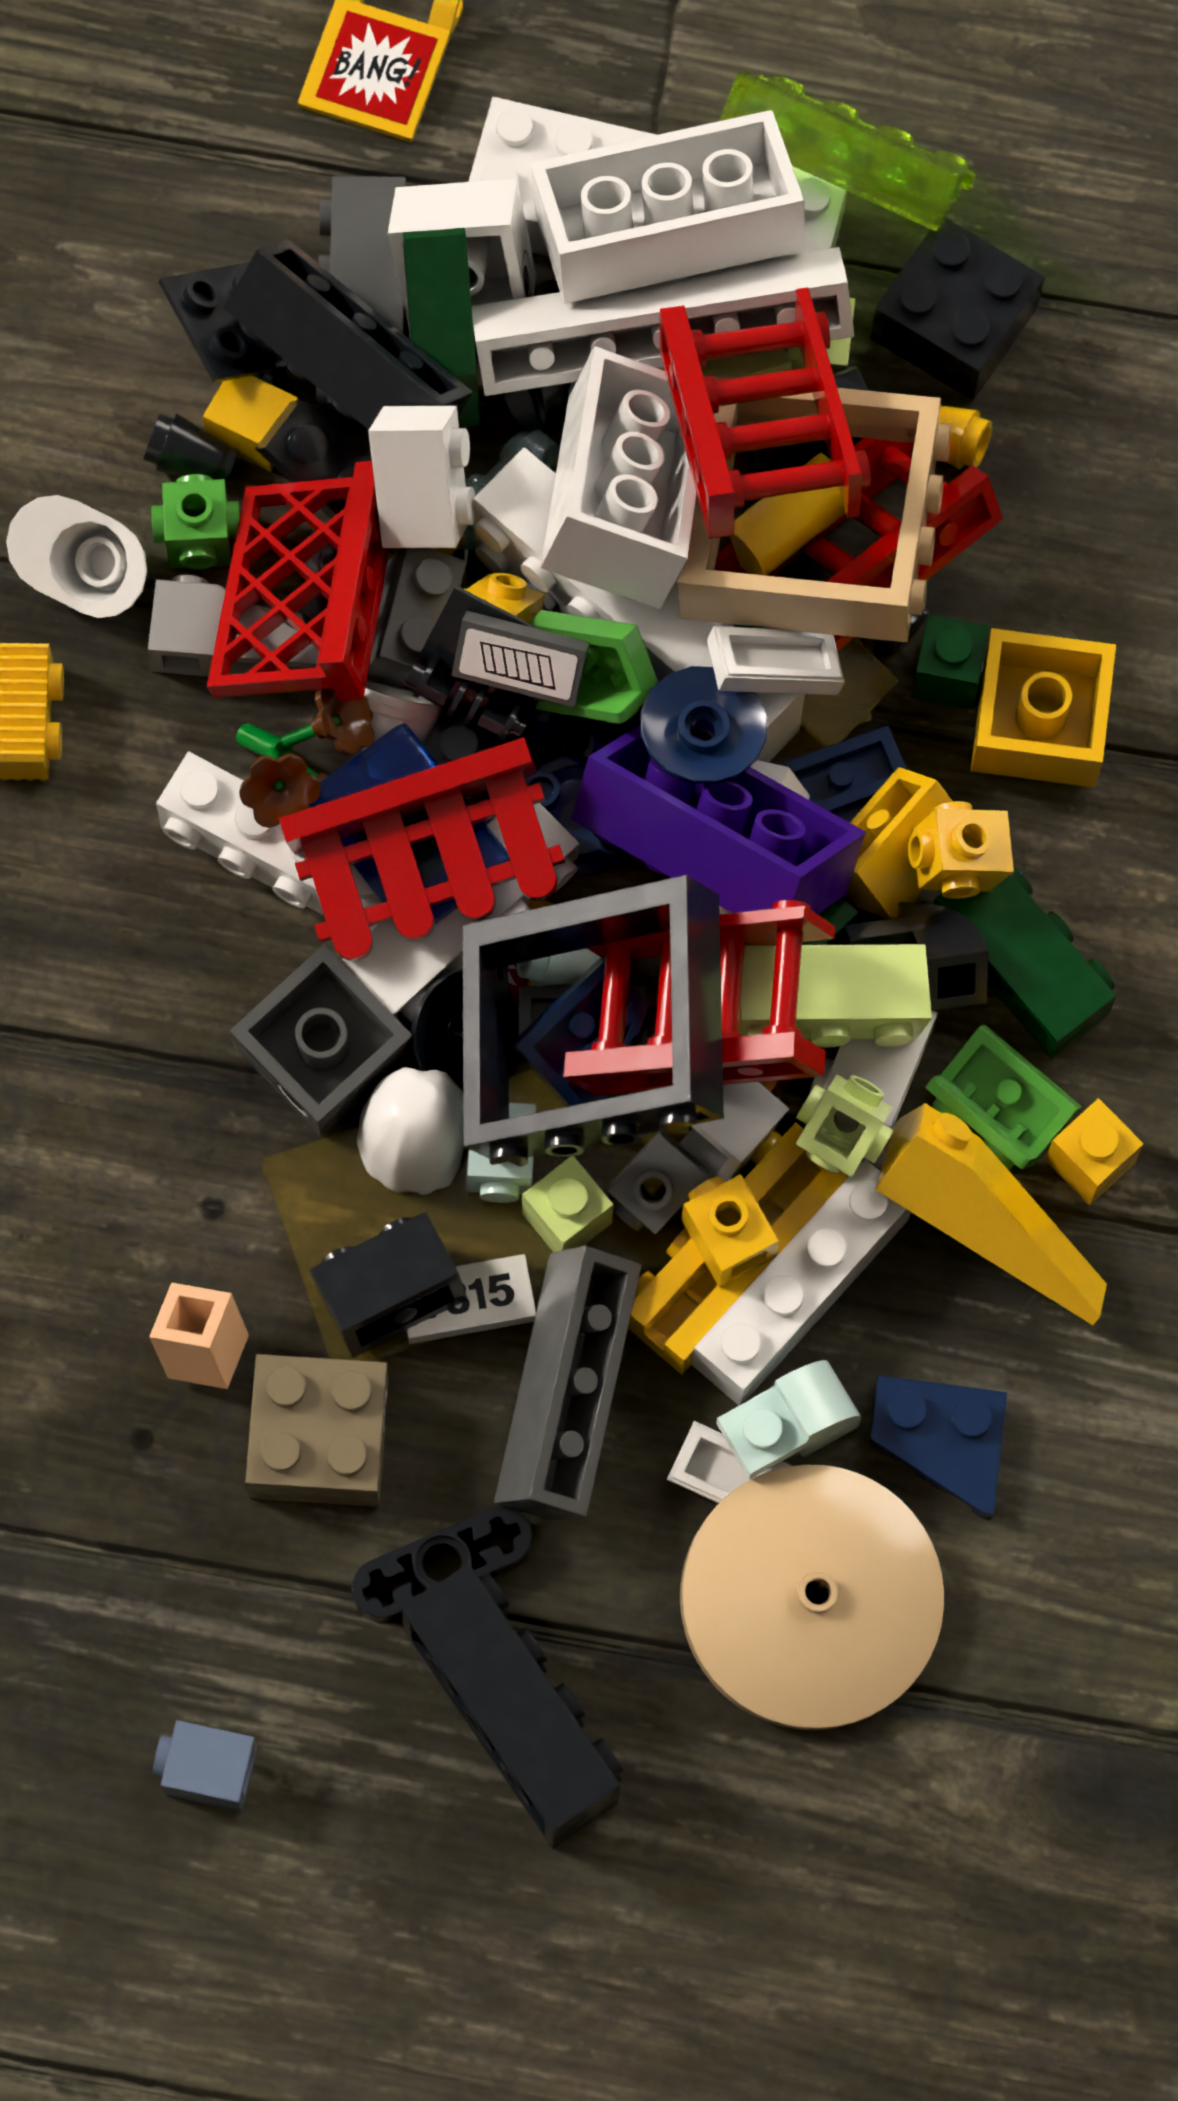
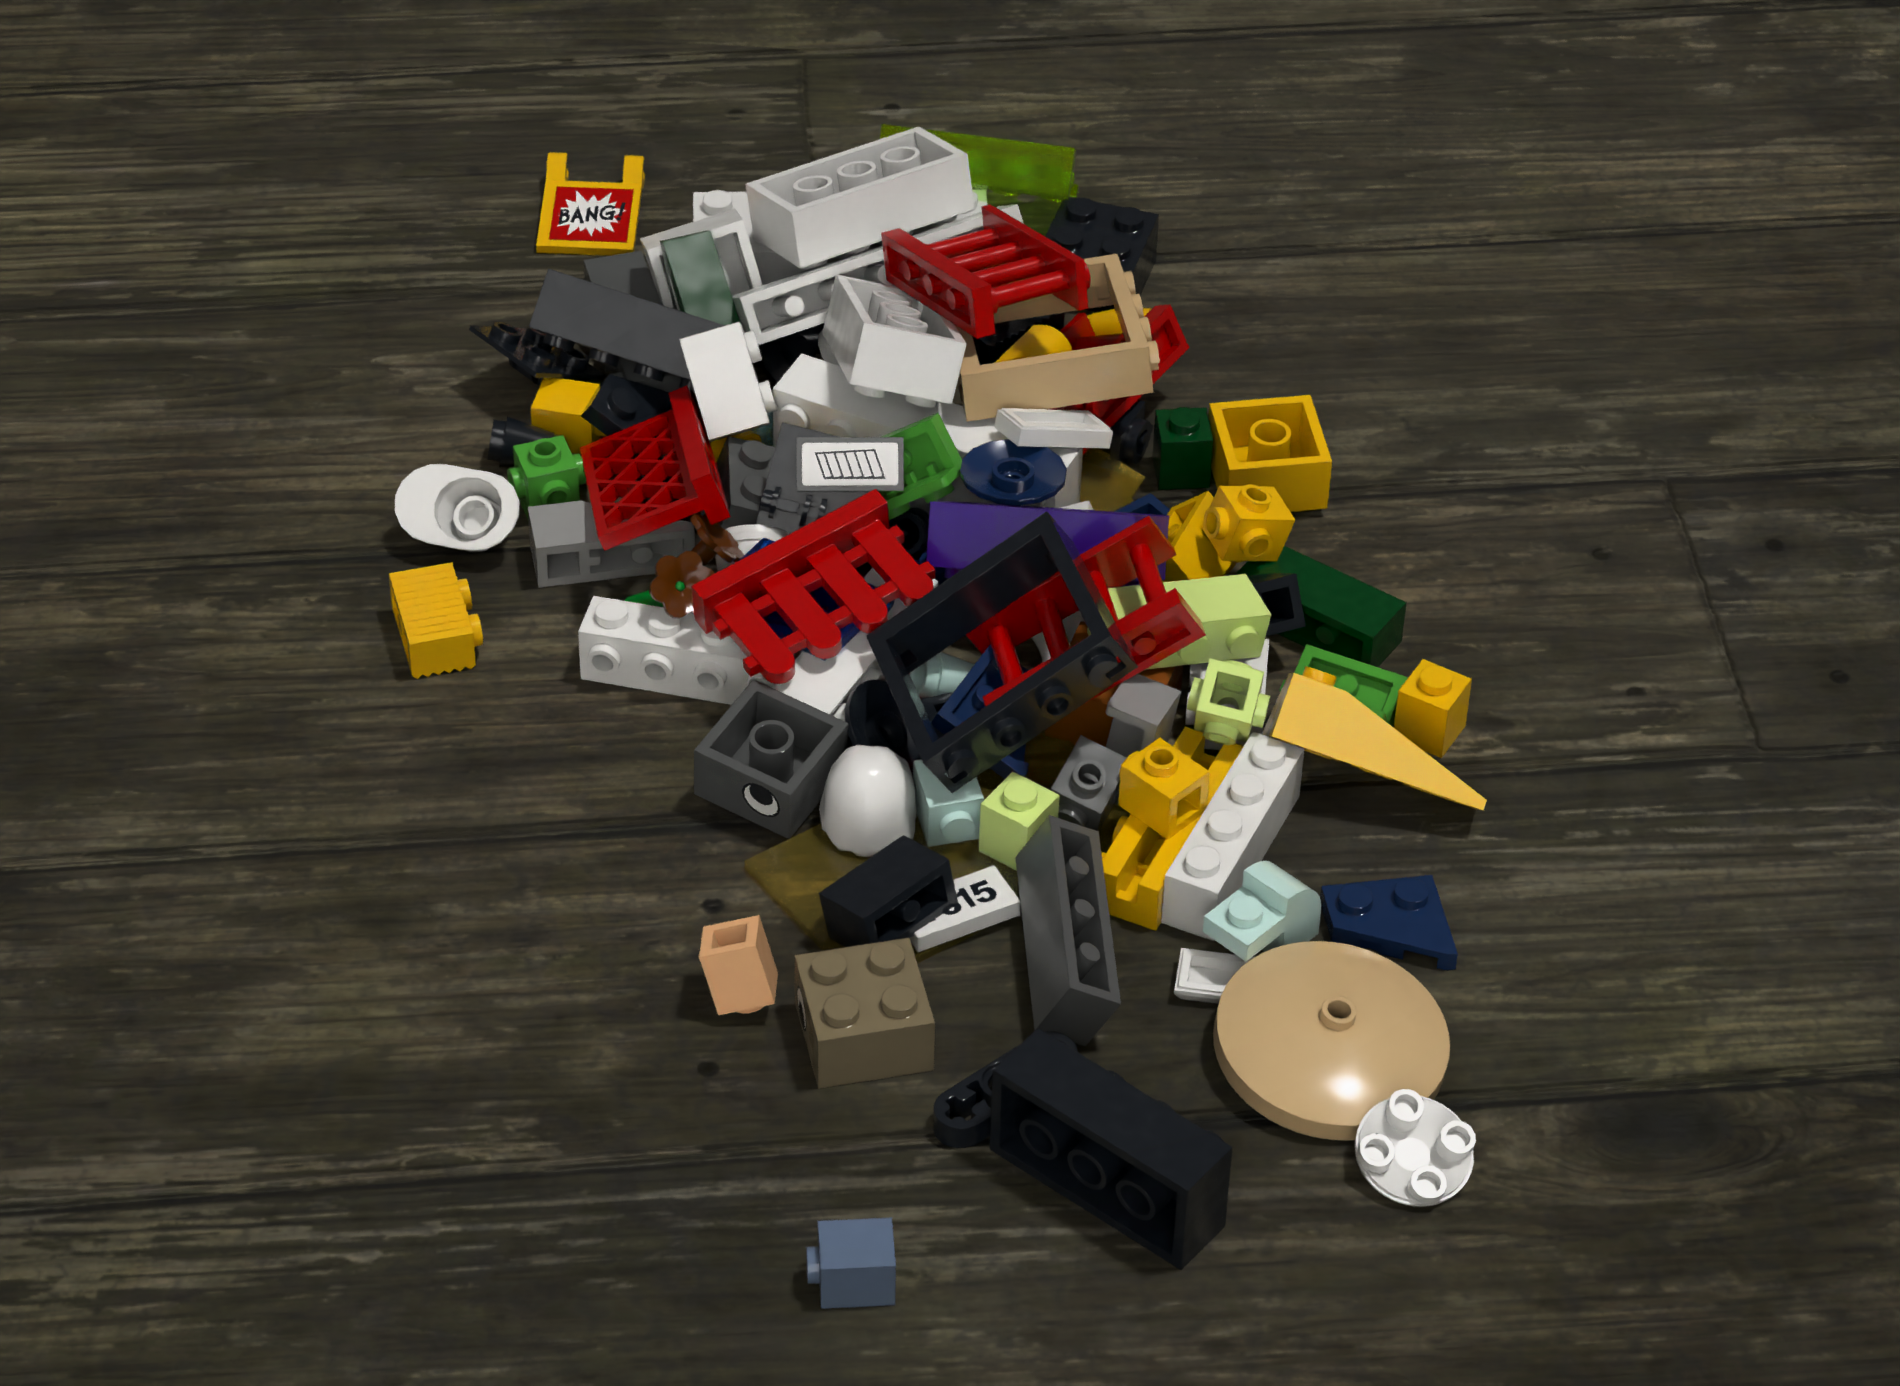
camera: 15 degrees left, 30 degrees down
(846, 1773) = (1414, 1149): none -> white dish

